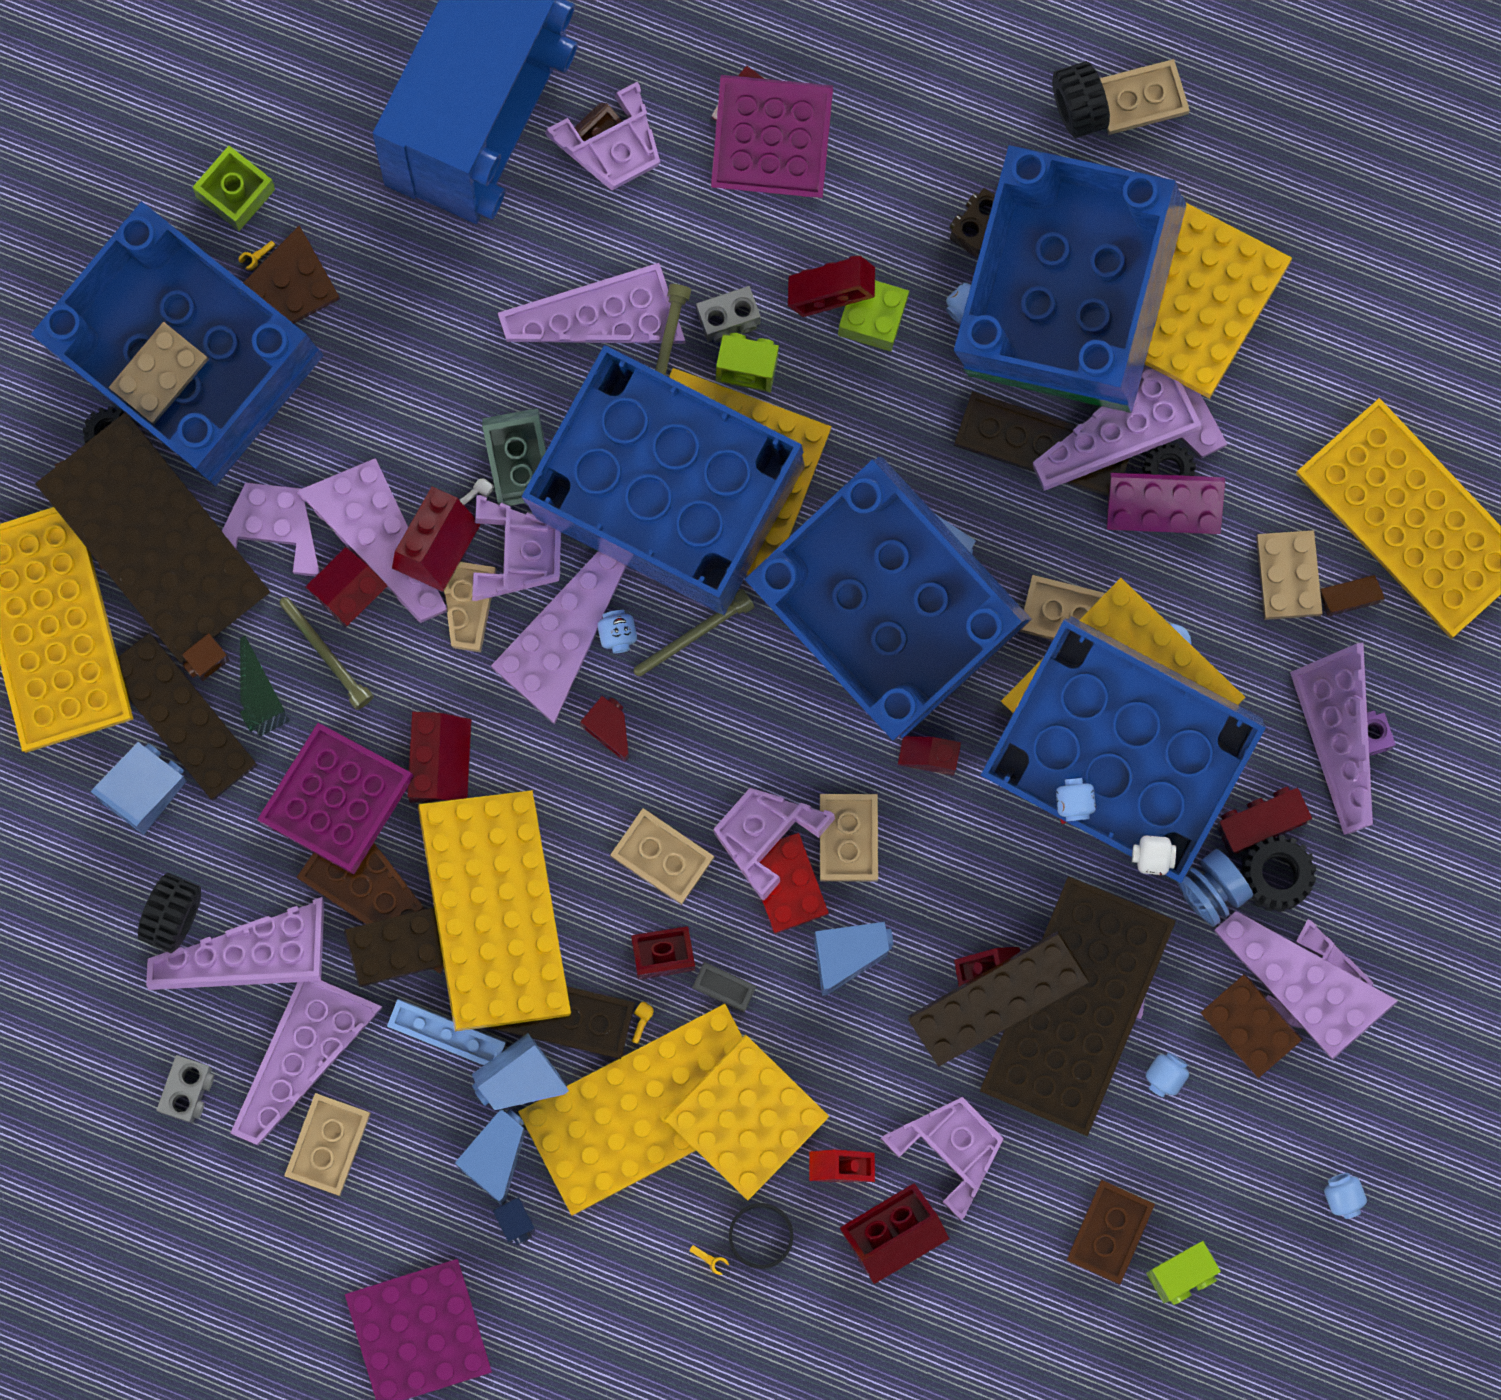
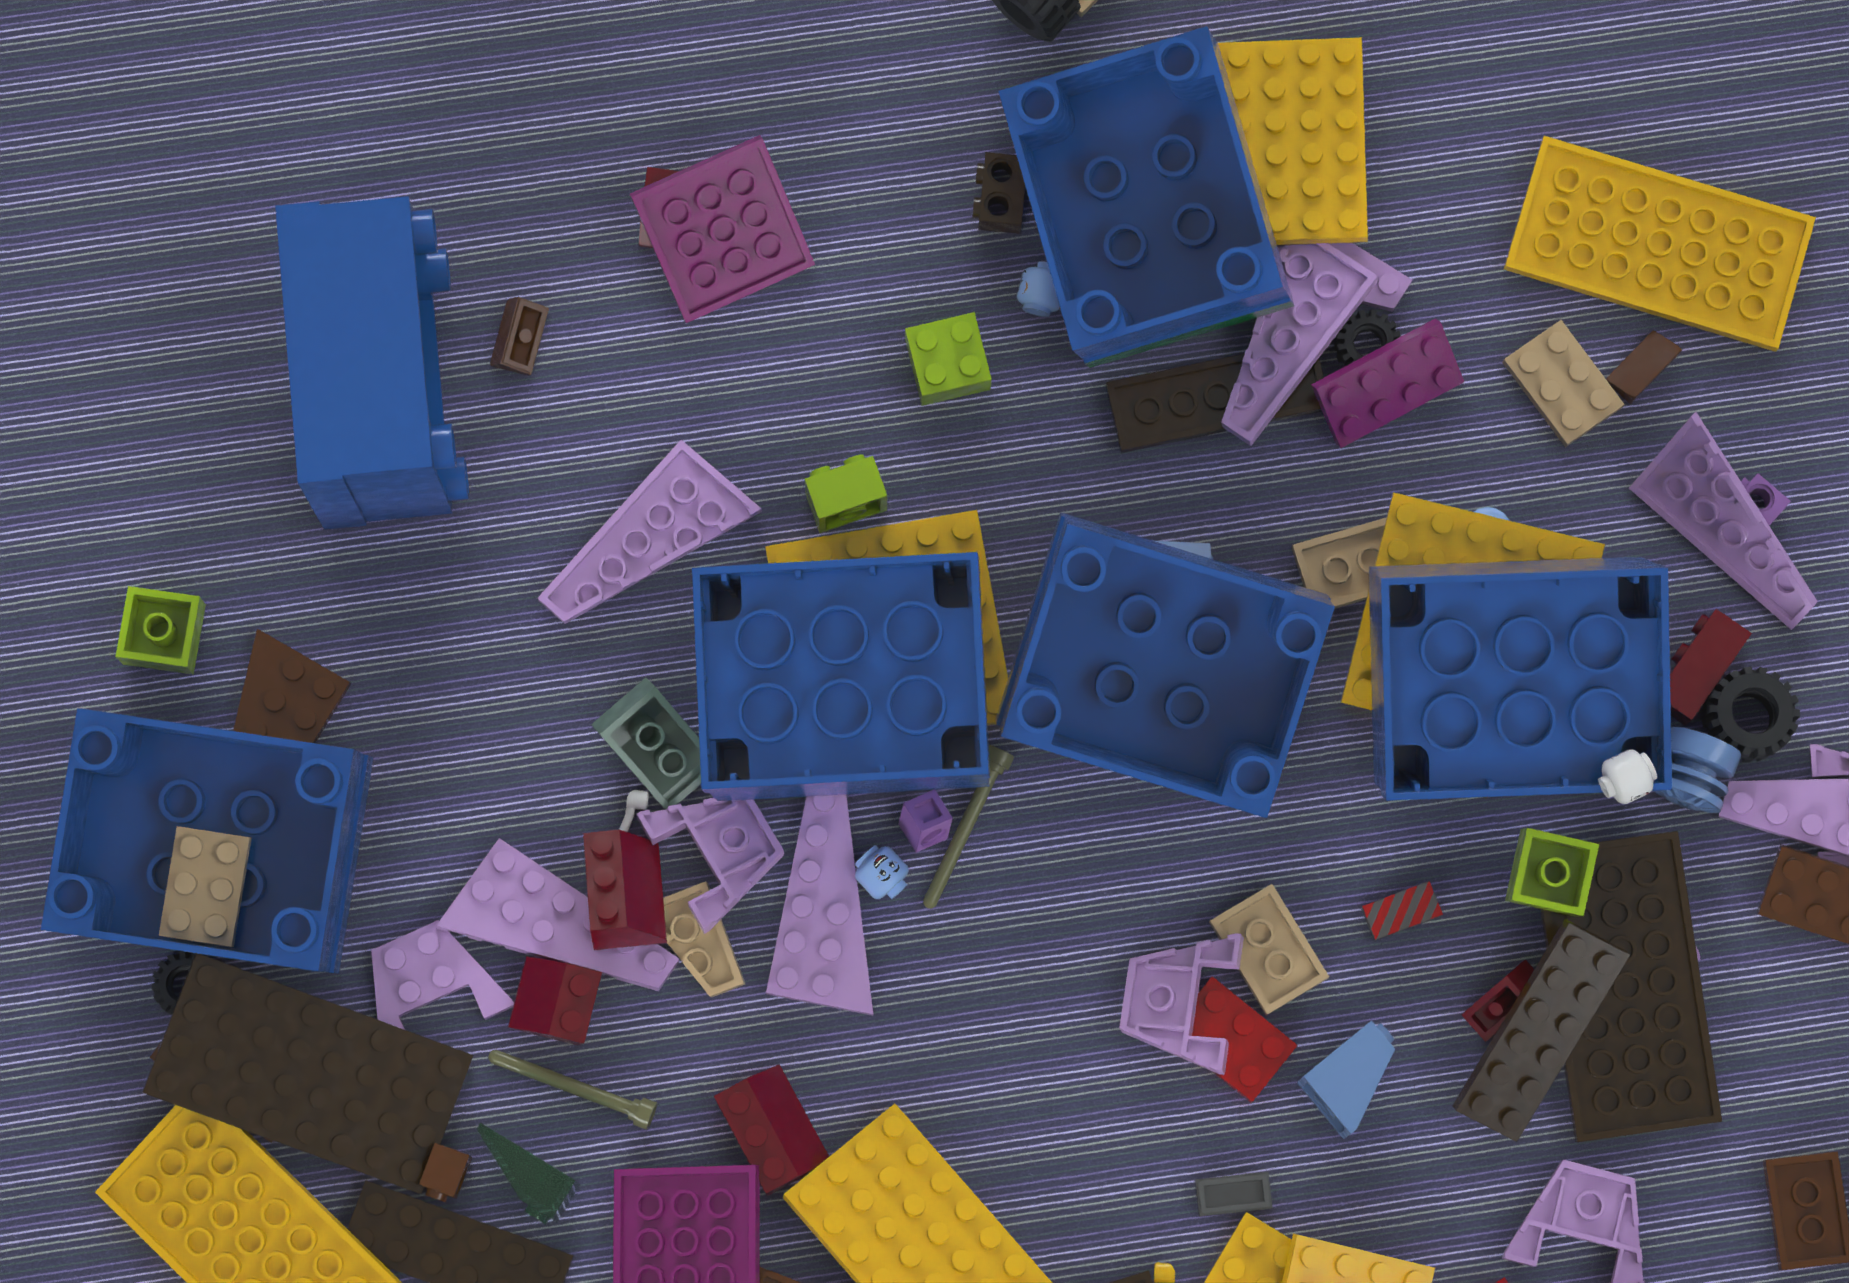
camera: 30 degrees left, 0 degrees up
(256, 255) = (229, 689): yellow hand -> none
(608, 726) = (936, 983): dark red slope -> none
(617, 152) = (561, 344): lavender wing -> none
(662, 856) = (1080, 1091): tan plate -> none
(663, 953) = (1145, 1195): dark red slope -> none
(667, 613) = (925, 820): none -> medium lavender brick
(677, 296) = (725, 464): olive piece -> none
(725, 307) = (783, 447): light grey brick -> none
(831, 286) = (887, 356): dark red brick -> none
(930, 754) = (1303, 806): dark red slope -> none
(956, 866) = (1401, 911): none -> tile
(1069, 895) = (1552, 872): none -> lime brick
(1075, 800) = (1508, 766): light blue head -> none
(1167, 1074) = (1765, 1003): light blue head -> none

